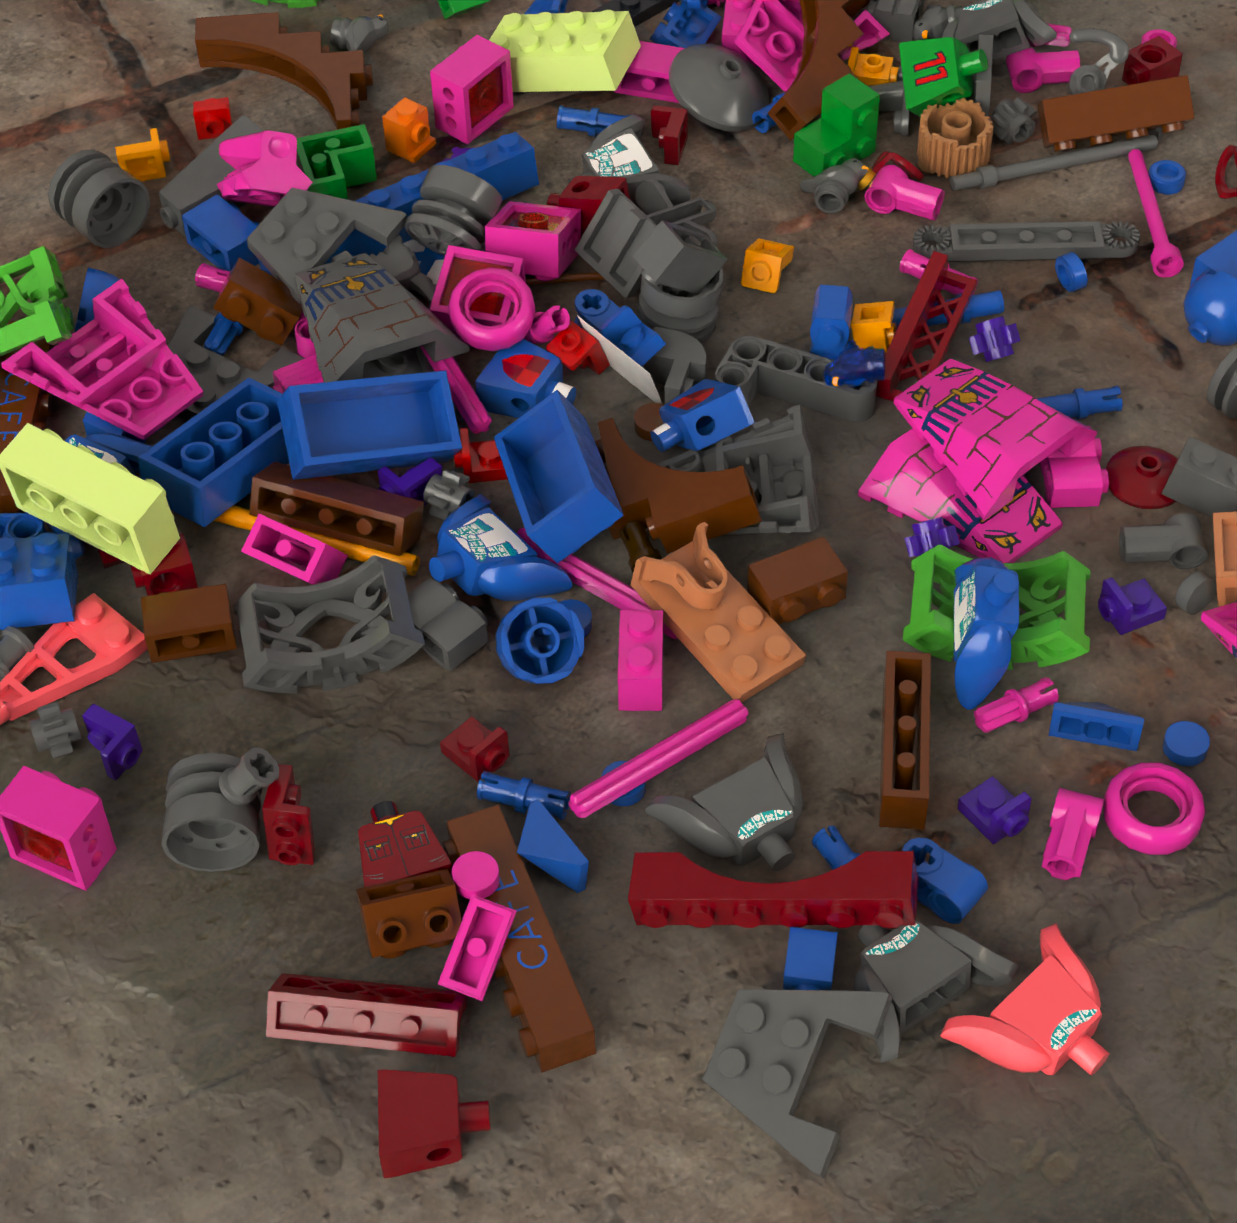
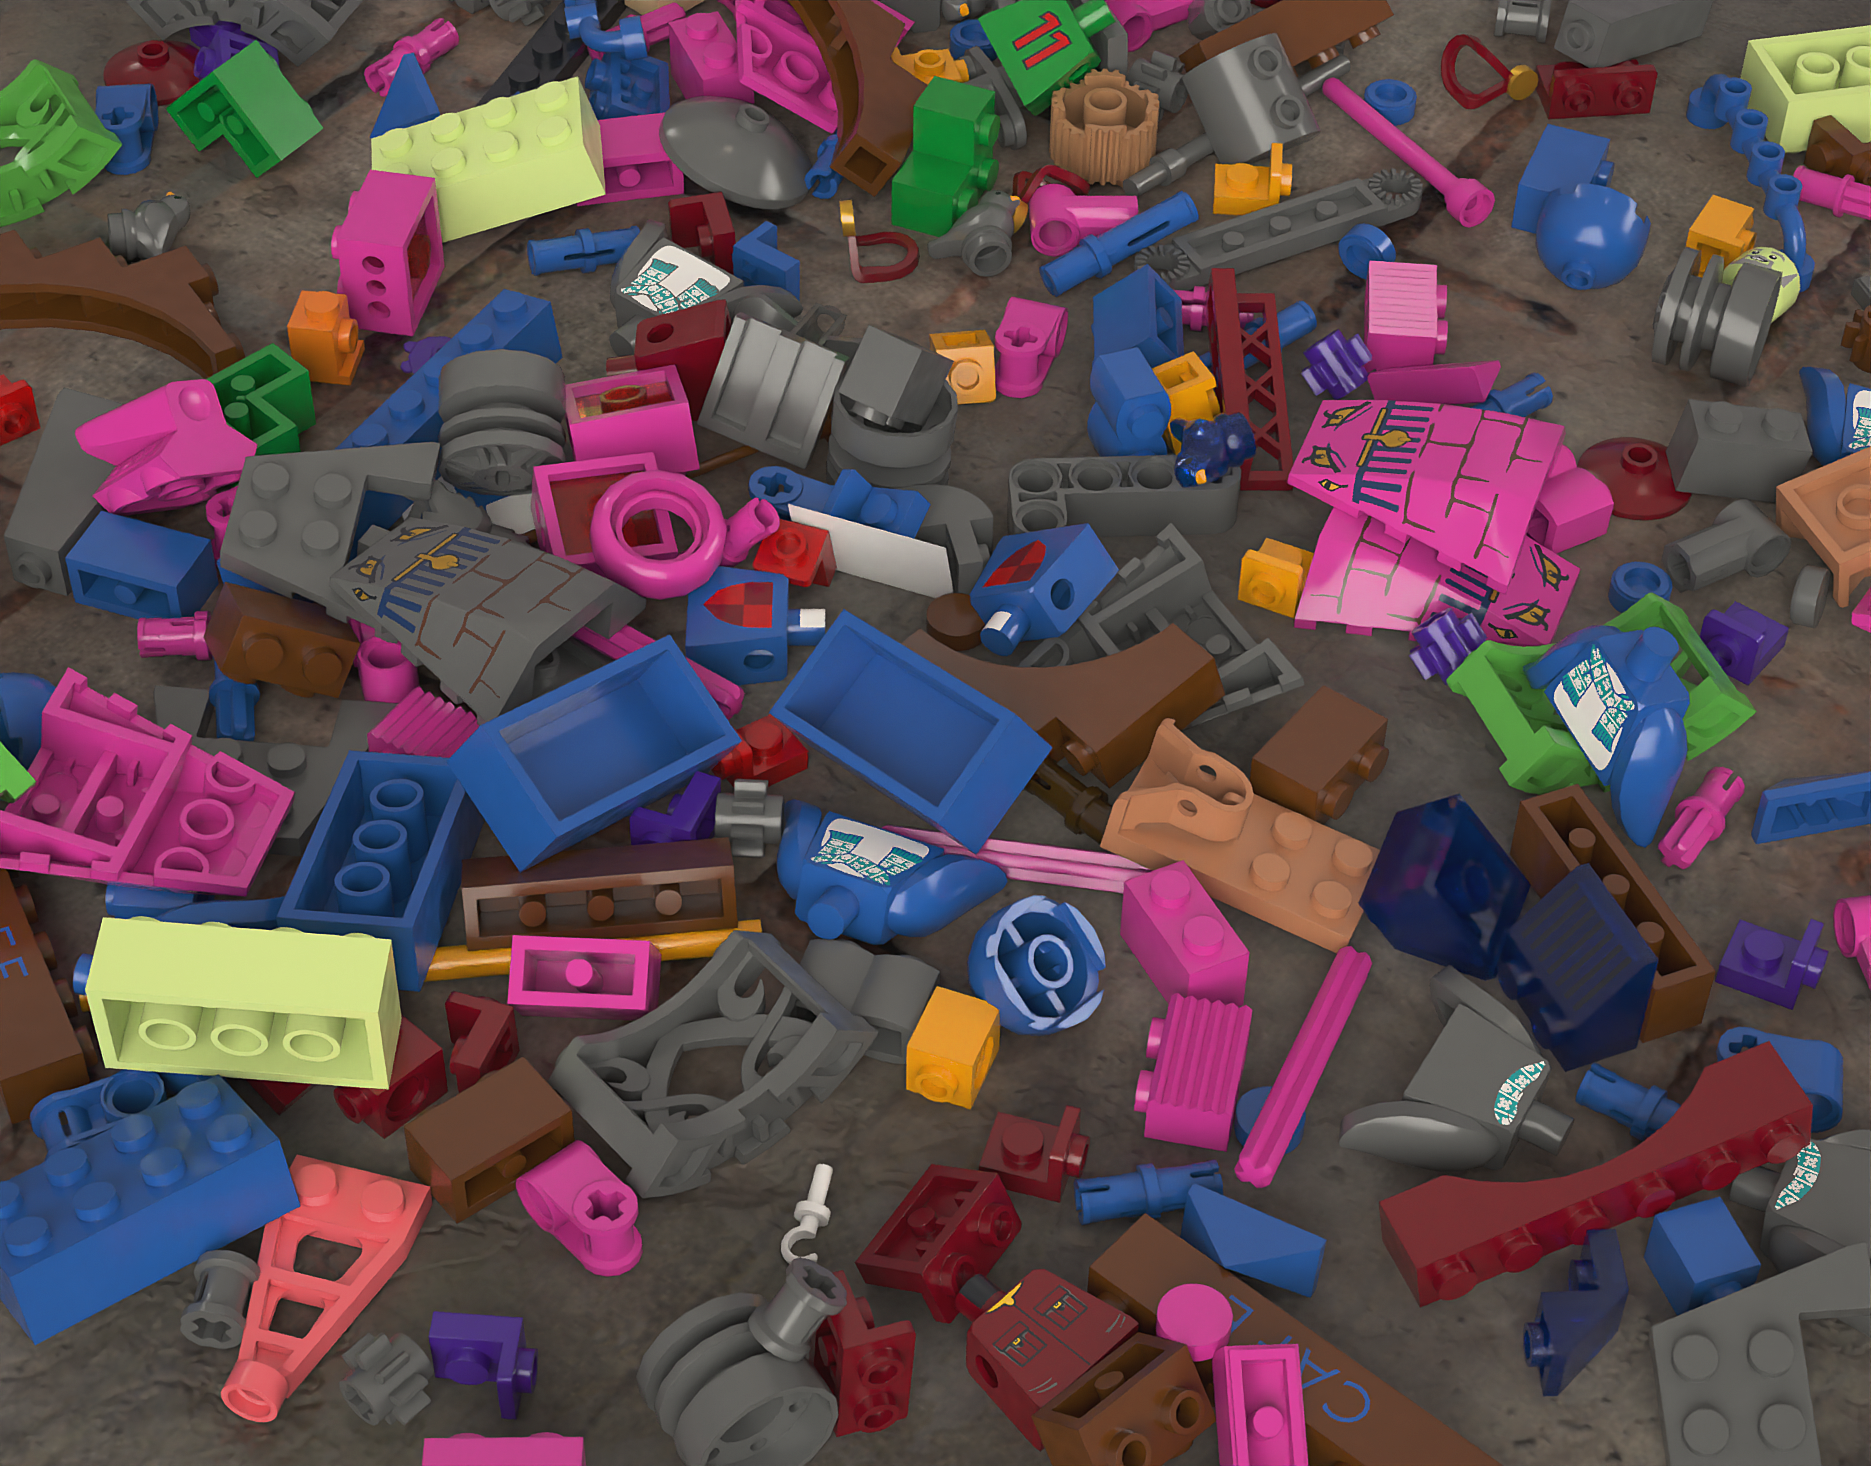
camera: 30 degrees left, 5 degrees down
(216, 682) = (584, 1209): none -> dark pink piece
(226, 567) = (482, 1036): none -> dark red bracket
(335, 732) = (810, 1213): none -> white hand
(394, 772) = (942, 1236): none -> dark red bracket
(469, 670) = (952, 1048): none -> light orange brick
(596, 737) = (1196, 1072): none -> dark pink brick
(689, 163) = (760, 263): none -> blue bracket
(708, 974) = (1578, 1322): none -> clear blue slope
(750, 154) = (876, 274): none -> dark red piece
(813, 264) = (1028, 344): none -> dark pink piece
(820, 689) = (1445, 888): none -> clear blue slope
(853, 769) = (1579, 971): none -> clear blue slope
(858, 460) = (1274, 577): none -> light orange bracket
(884, 272) = (1139, 314): none -> blue brick
(912, 217) = (1099, 253): none -> blue pin
(1029, 206) = (1249, 188): none -> light orange bracket
(1048, 371) = (1436, 383): none -> dark pink slope
(1060, 150) = (1251, 101): none -> dark grey brick
(1061, 322) = (1403, 315): none -> brick
(1092, 548) = (1634, 581): none -> blue tile

